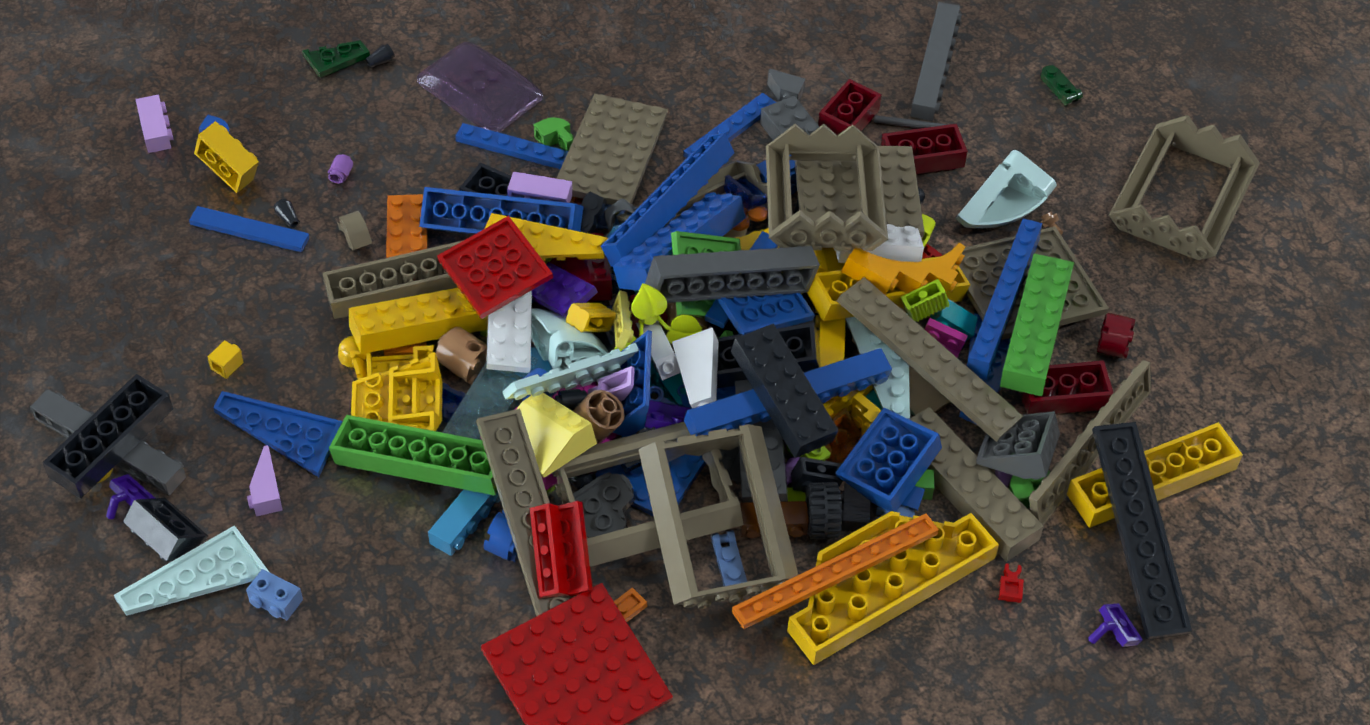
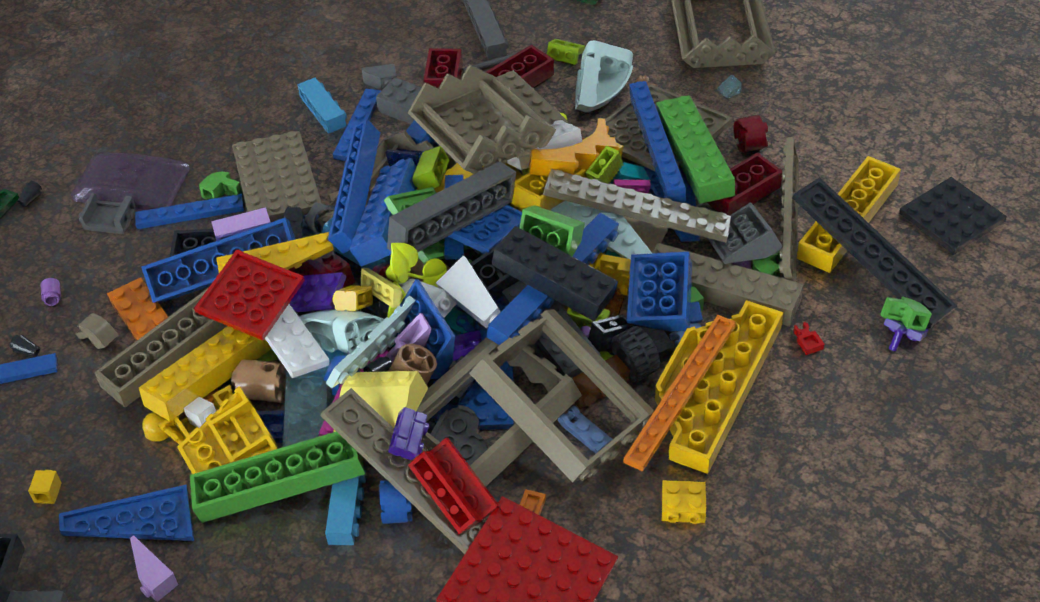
camera: 25 degrees left, 5 degrees down
(392, 356) = (198, 411): none -> white brick
(436, 113) = (107, 215): none -> dark grey panel
(545, 479) = (408, 434): none -> dark purple brick
(707, 91) = (322, 105): none -> dark azure brick
(749, 219) = (430, 168): none -> lime brick
(770, 679) = (683, 501): none -> yellow plate
(809, 344) = (553, 228): none -> bright green slope
(992, 144) = (564, 51): none -> lime bracket
(1131, 610) = (908, 311): none -> bright green brick
(1139, 271) = (730, 86): none -> clear light blue slope
(1269, 532) = (952, 215): none -> black plate

